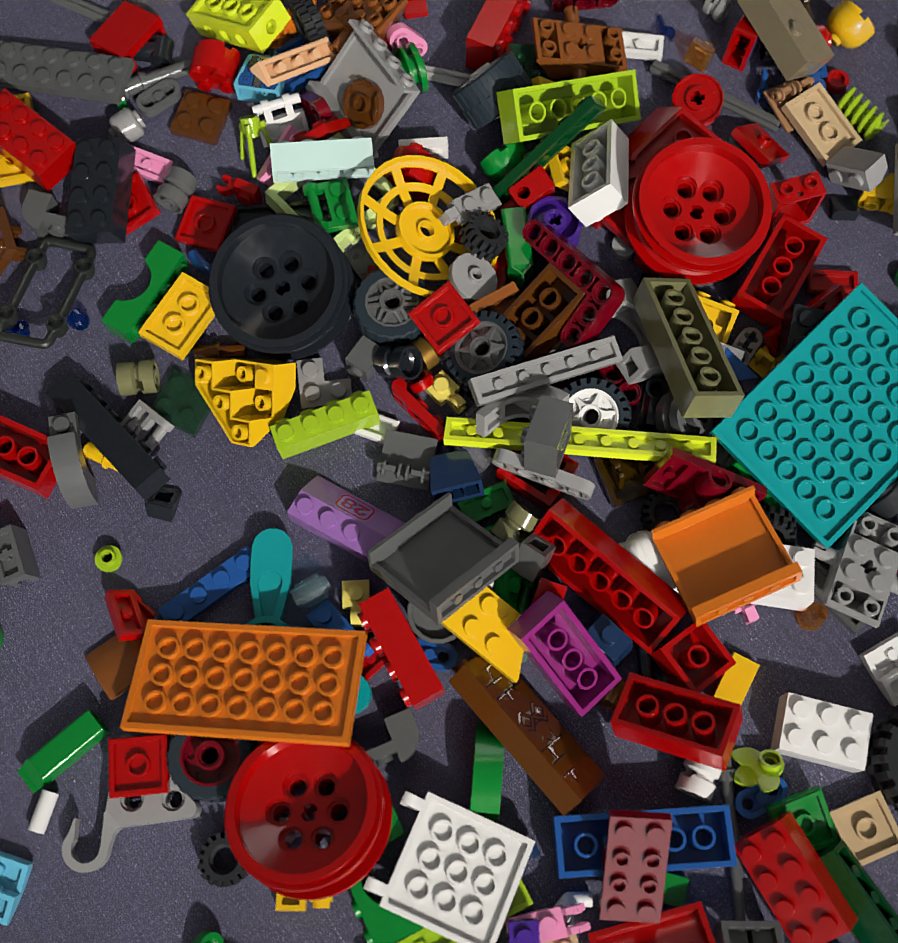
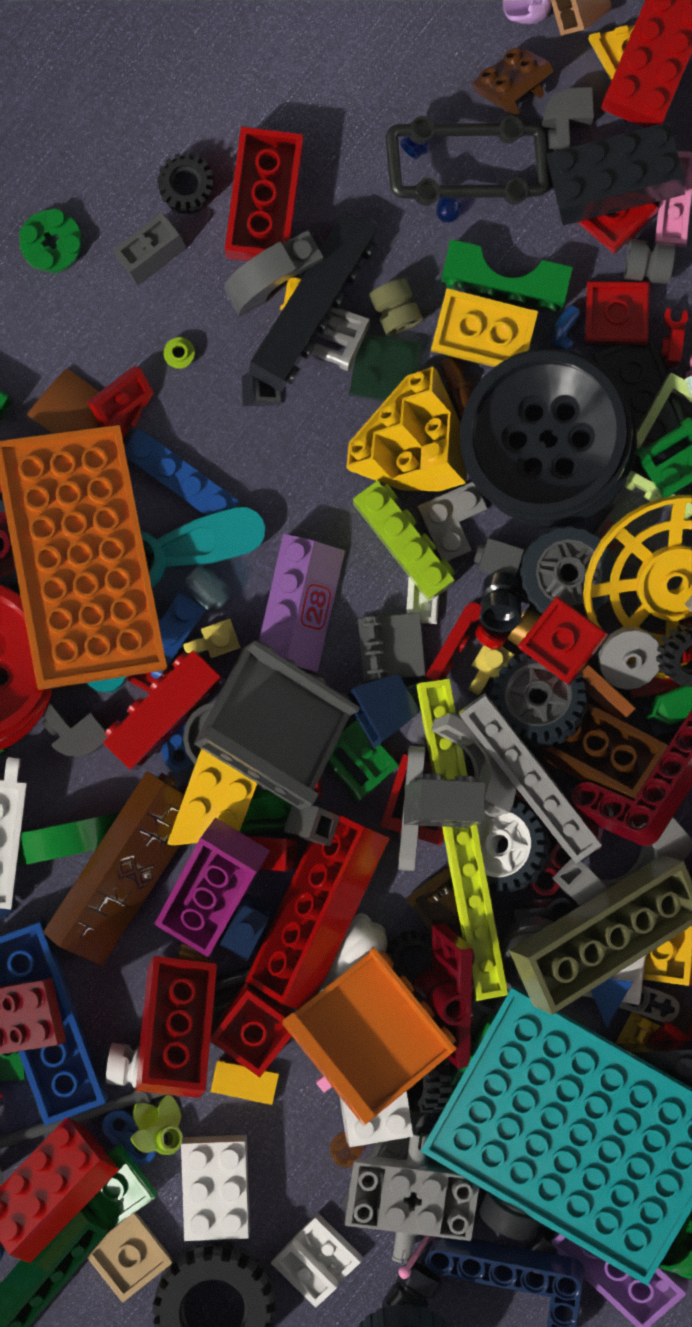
camera: 75 degrees right, 15 degrees up
(517, 523) = (349, 796): olive wheel -> none

